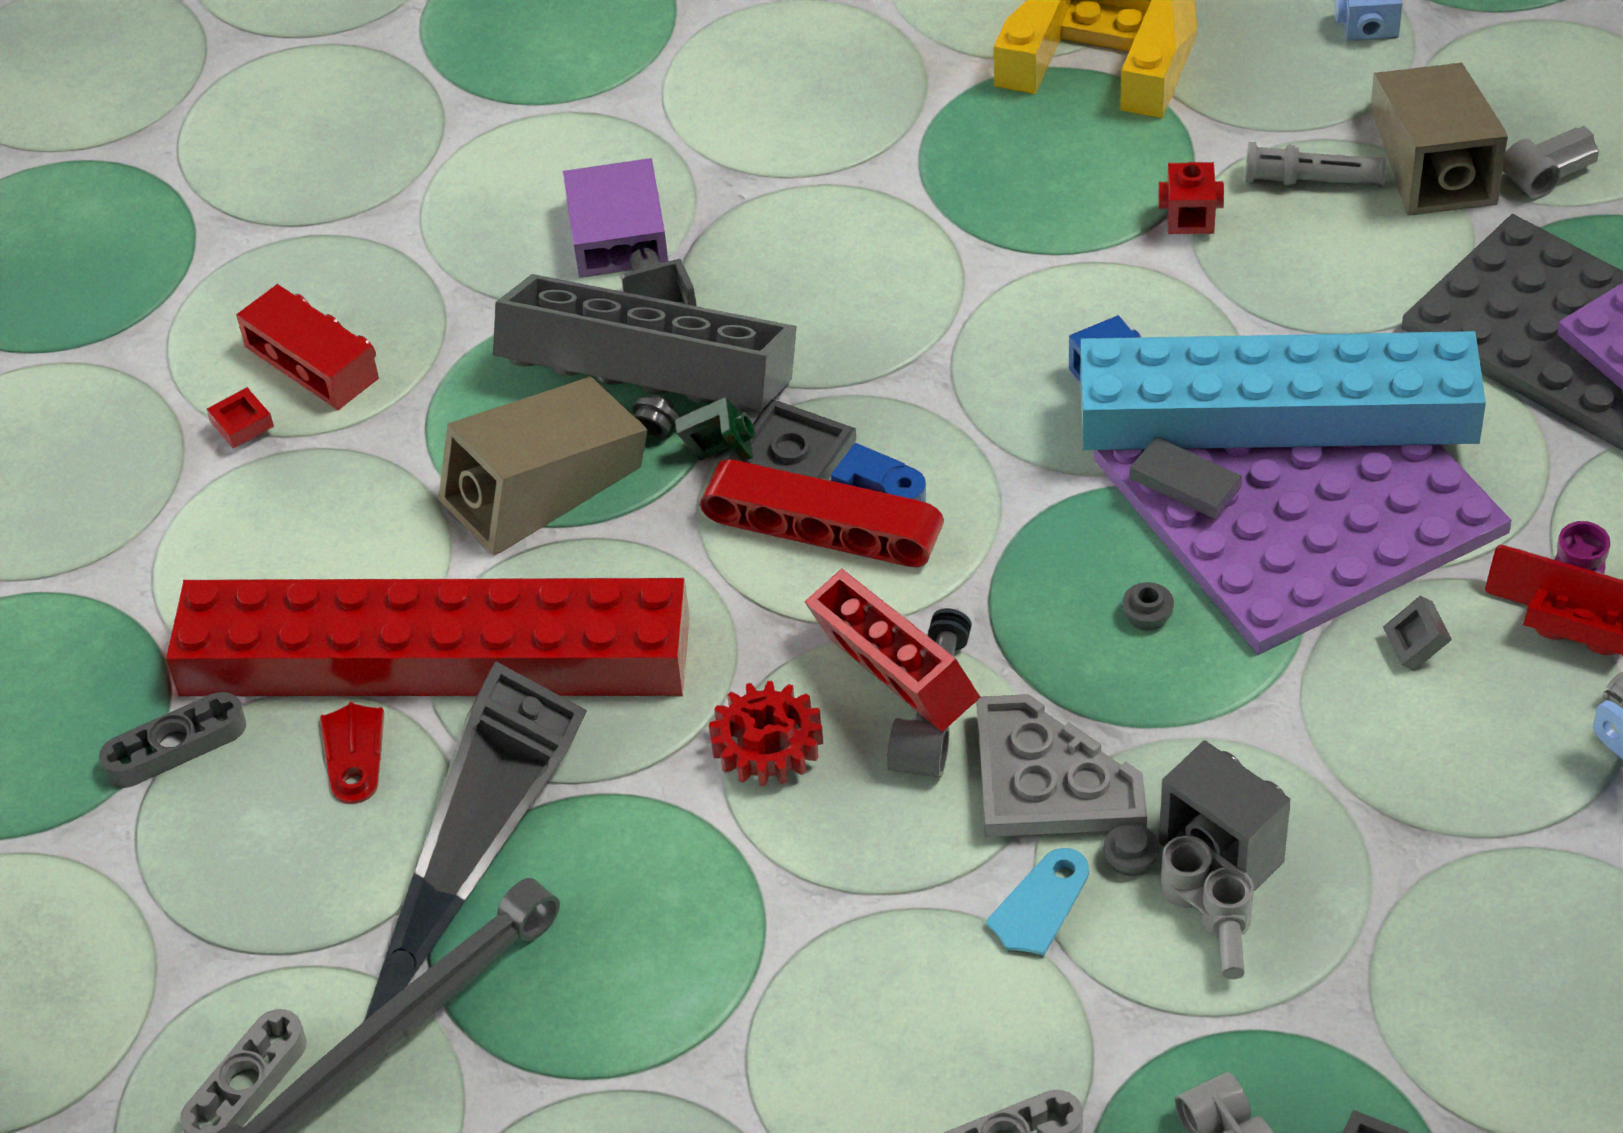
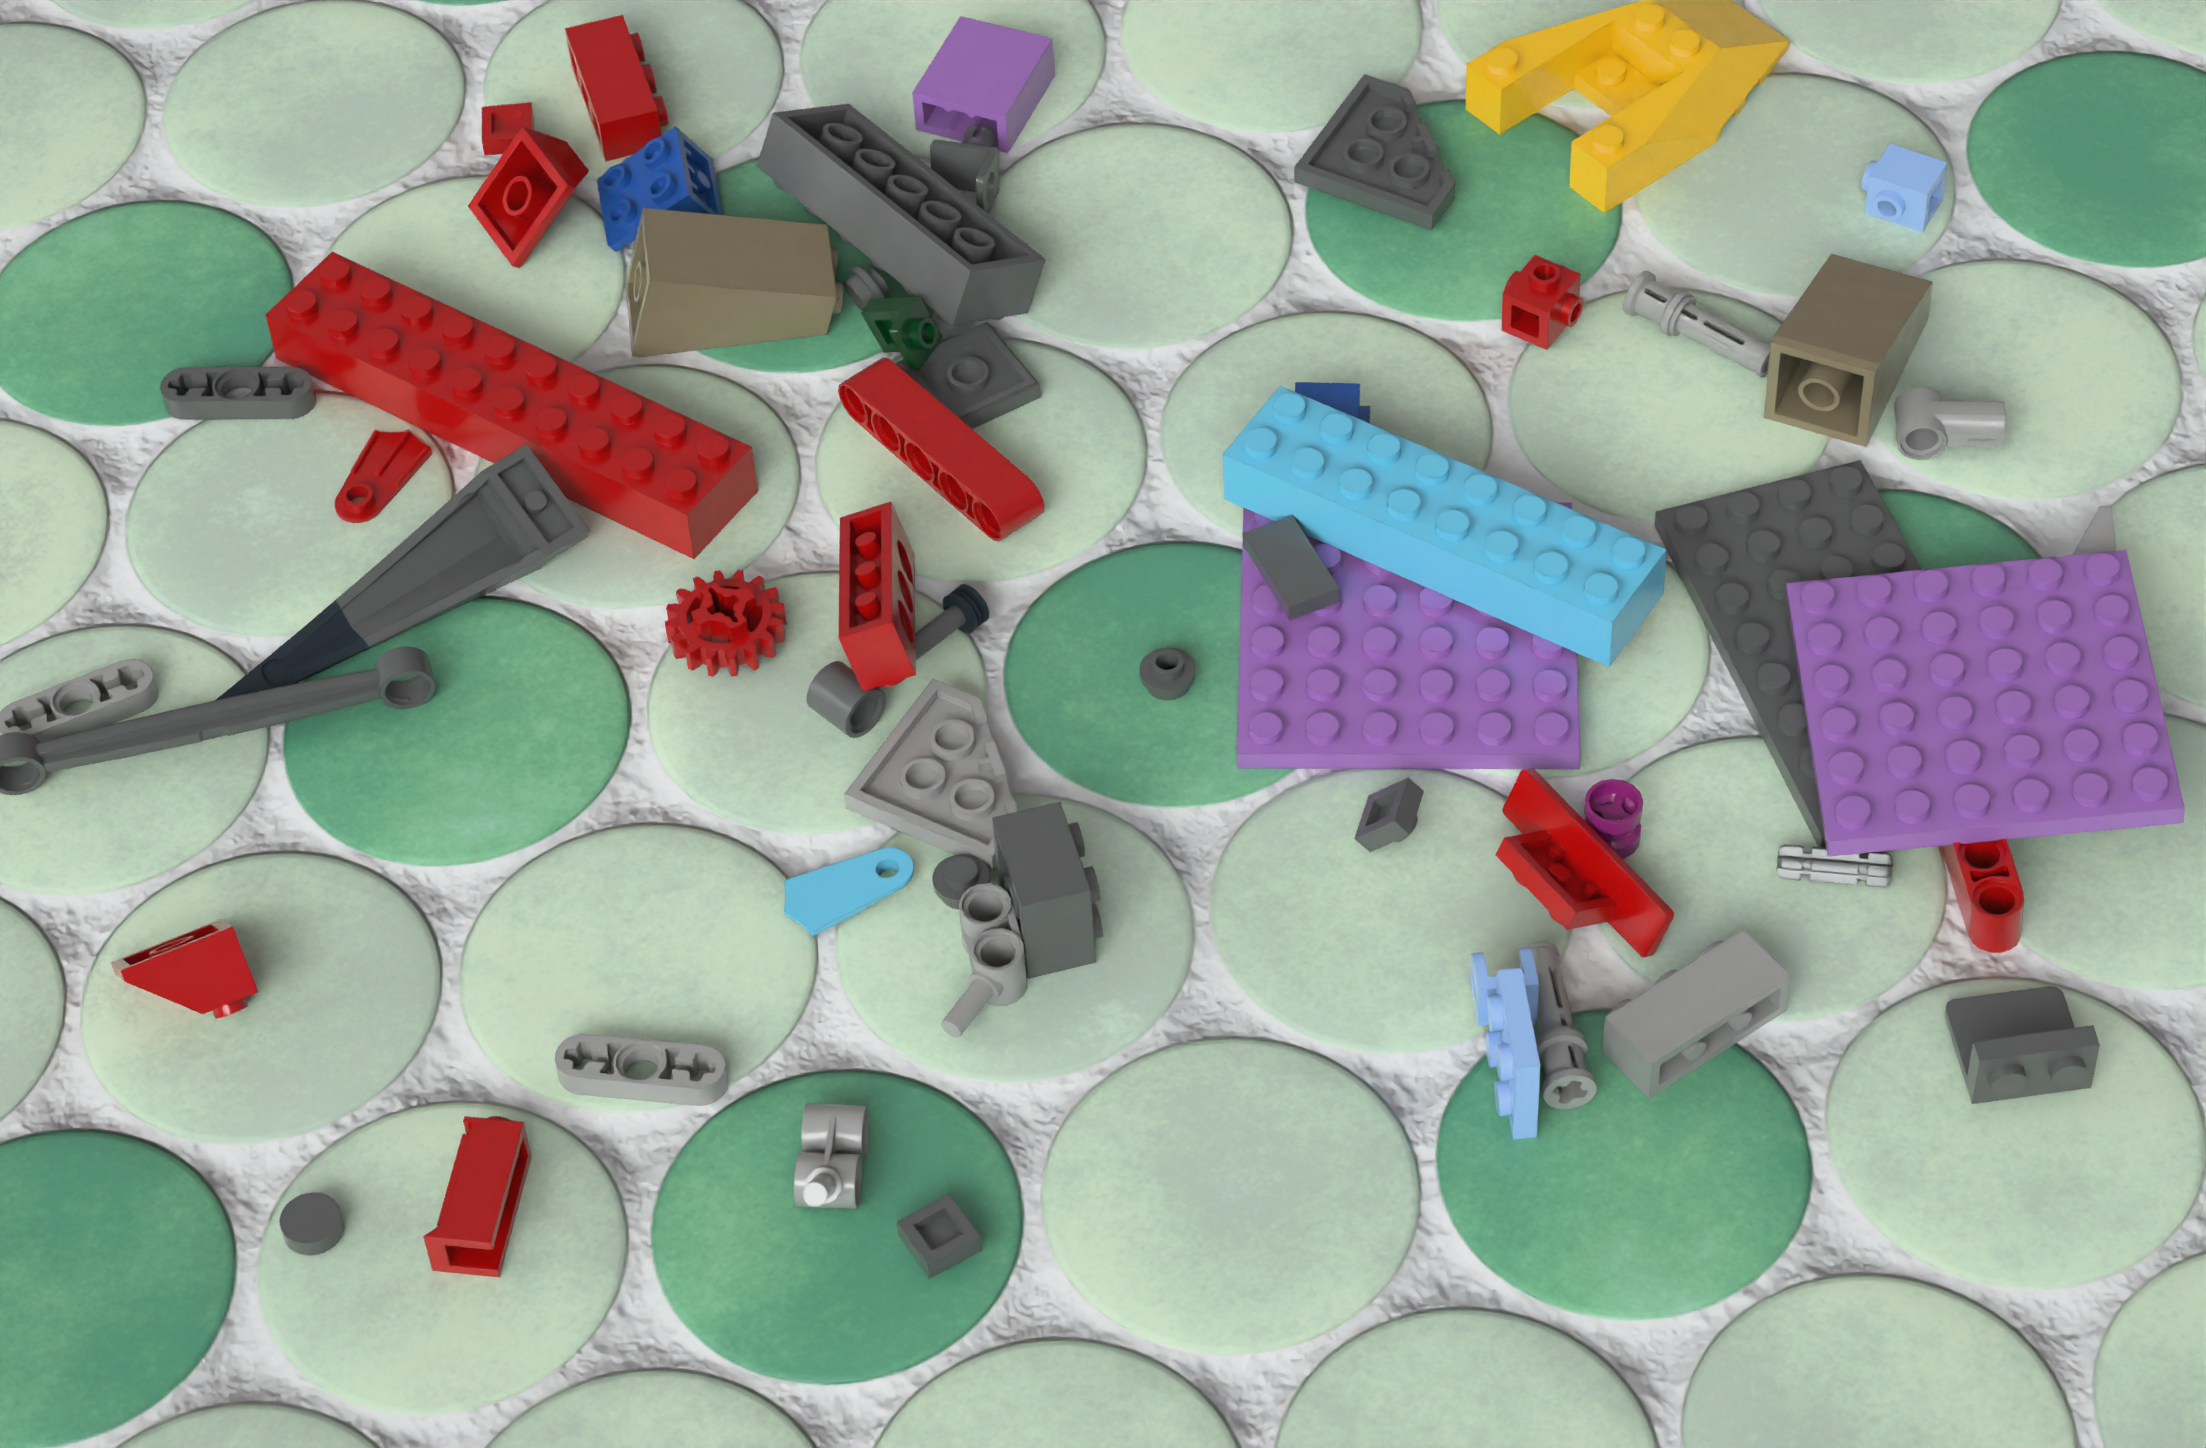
camera: 30 degrees right, 0 degrees up
(306, 462) = (527, 192): none -> red slope
(408, 413) = (662, 175): none -> blue bracket
(880, 473) = (1016, 437): blue leg -> none
(971, 145) = (1380, 156): none -> dark grey plate

